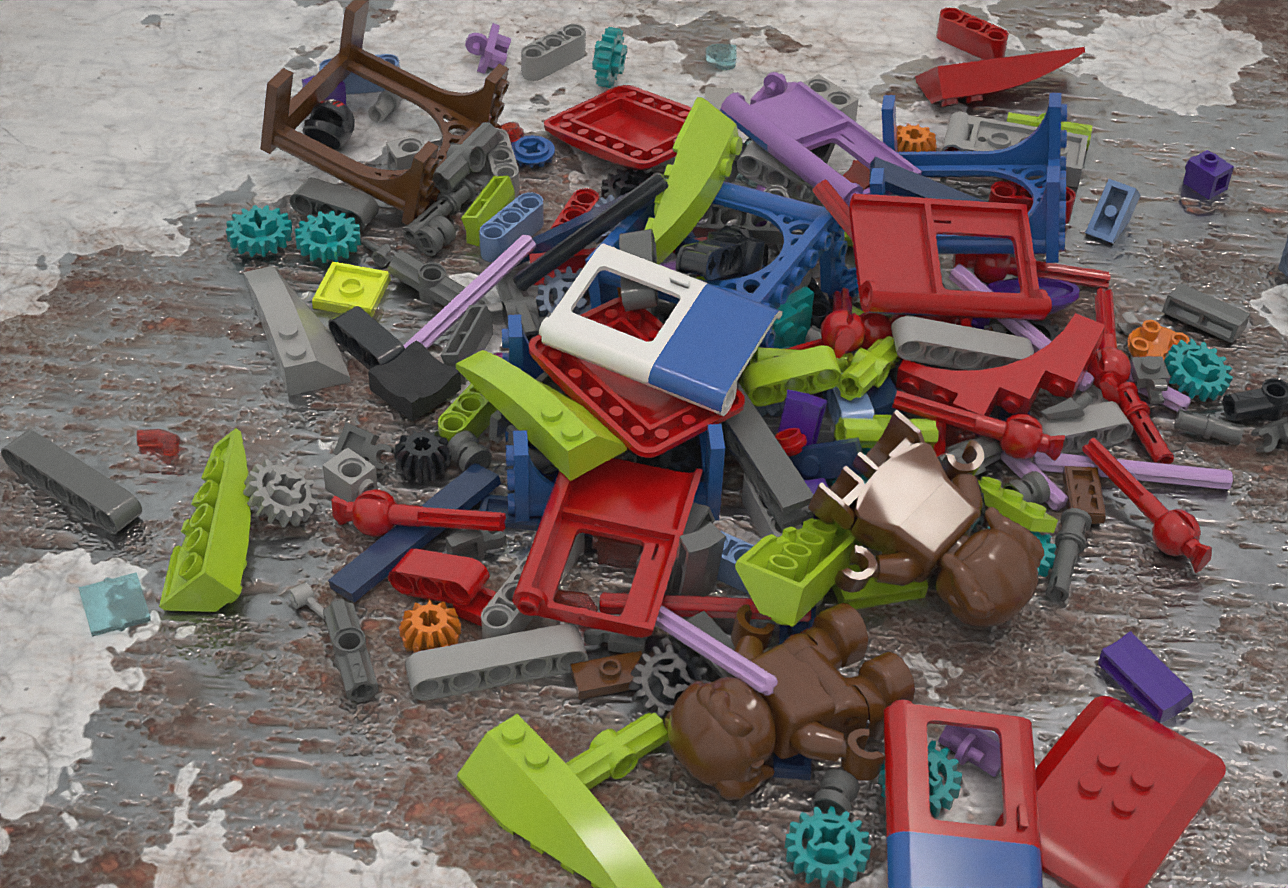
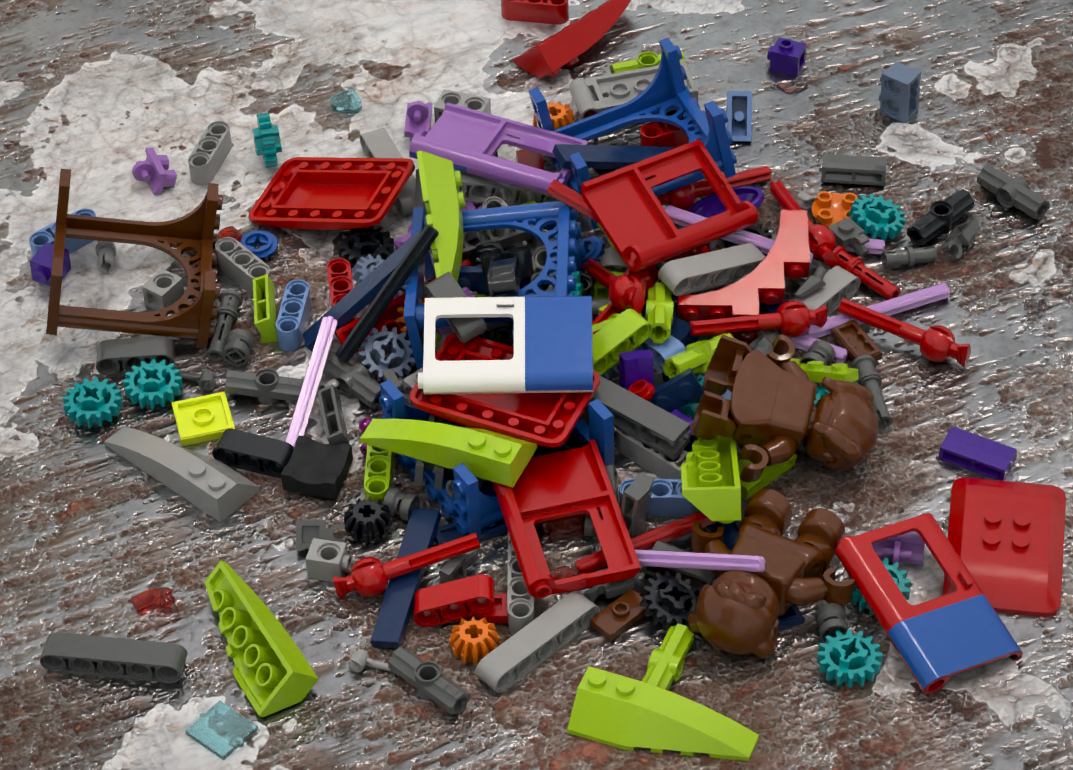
camera: 25 degrees left, 0 degrees up
(281, 492) = (286, 593): light grey gear -> none
(330, 124) = (81, 288): black helmet -> none
(466, 157) = (226, 269): dark grey piece -> none

